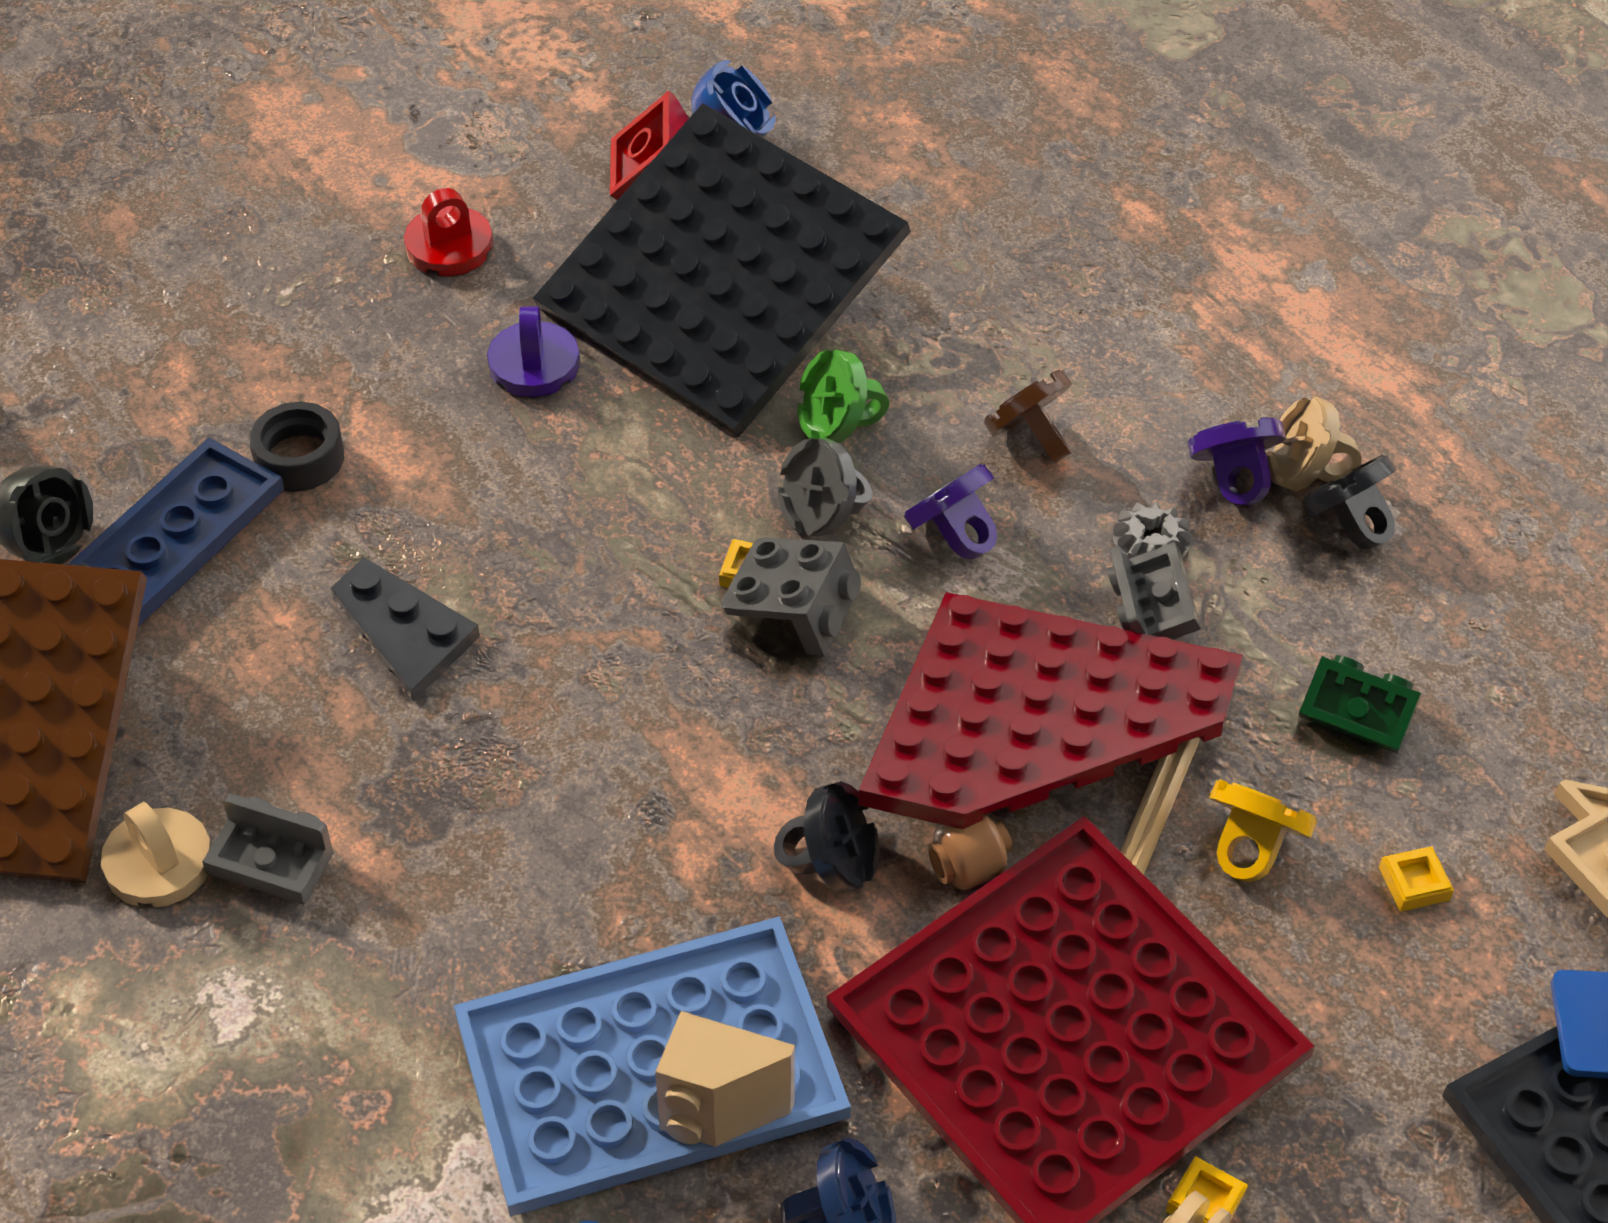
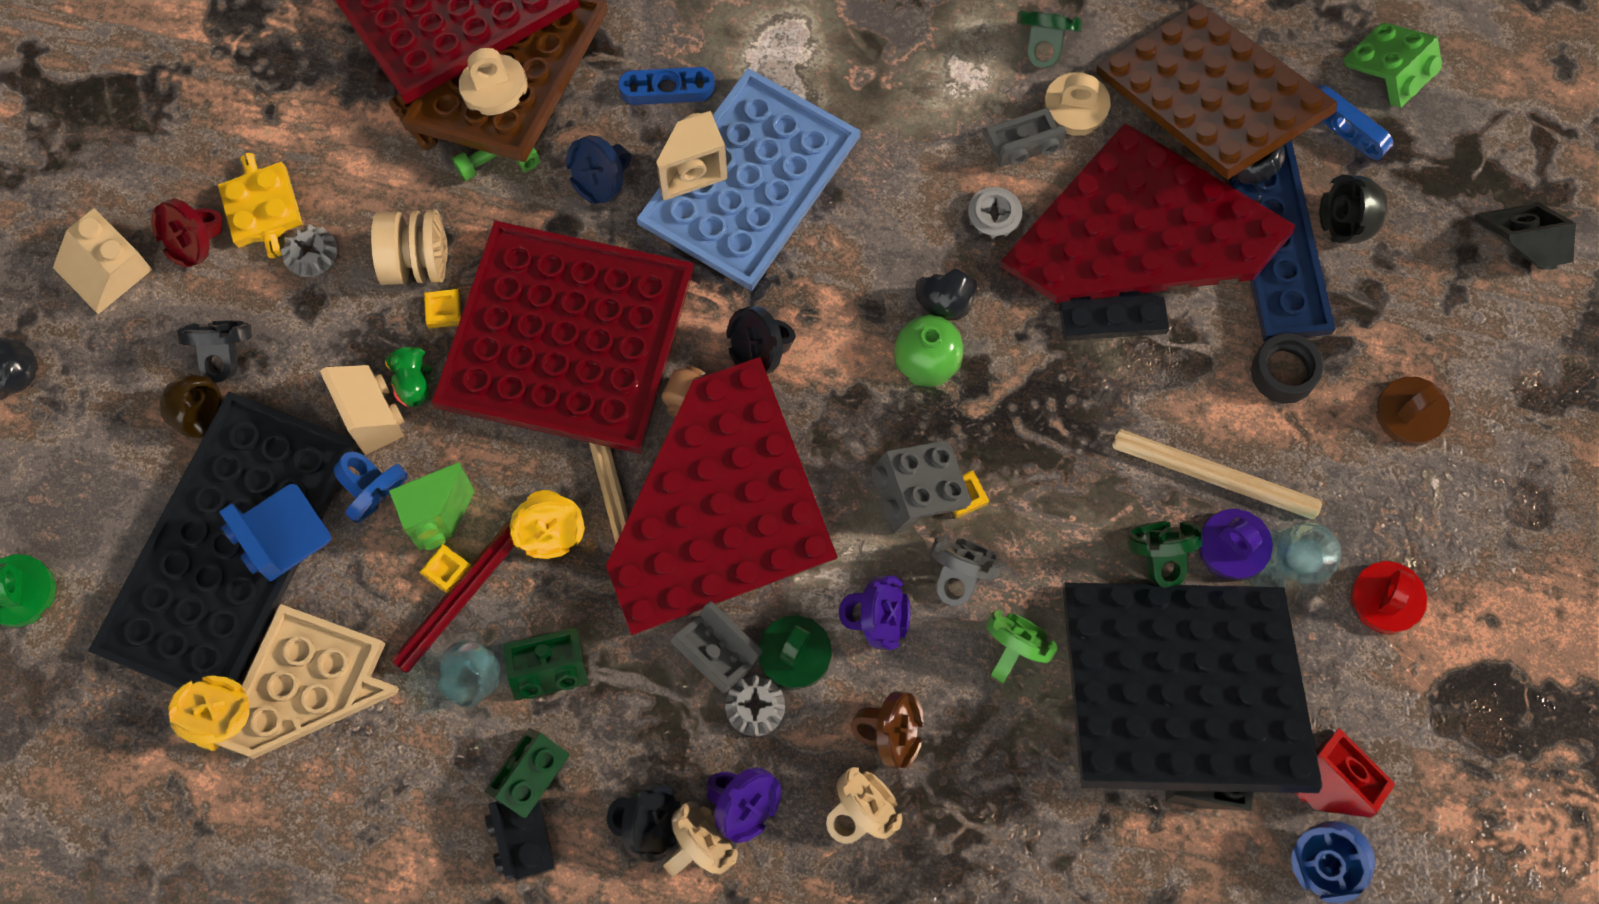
camera: 140 degrees right, 20 degrees up
(81, 947) = (1047, 28): none -> dark green tile
(228, 339) = (1413, 411): none -> reddish brown tile
(268, 664) = (1144, 225): none -> dark red plate
(402, 785) = (1006, 203): none -> light grey gear
(477, 302) = (1308, 553): none -> clear light blue hair
(481, 421) = (1217, 474): none -> tan axle
(562, 739) = (947, 295): none -> black hair
(604, 379) = (1164, 544): none -> dark green tile
(640, 714) = (928, 350): none -> bright green cylinder
(1068, 548) = (795, 652): none -> dark green tile
(1118, 377) = (867, 803): none -> tan tile
(1324, 1119) = (408, 380): none -> green animal
(1392, 919) = (433, 505): none -> bright green slope
(1412, 1110) = (363, 405): none -> tan slope
(1440, 833) = (454, 600): none -> dark red axle
(1457, 617) = (527, 772): none -> dark green bracket
(1460, 737) = (468, 673): none -> clear light blue hair
(1463, 990) = (369, 486): none -> blue tile
(1496, 579) = (521, 842): none -> black bracket

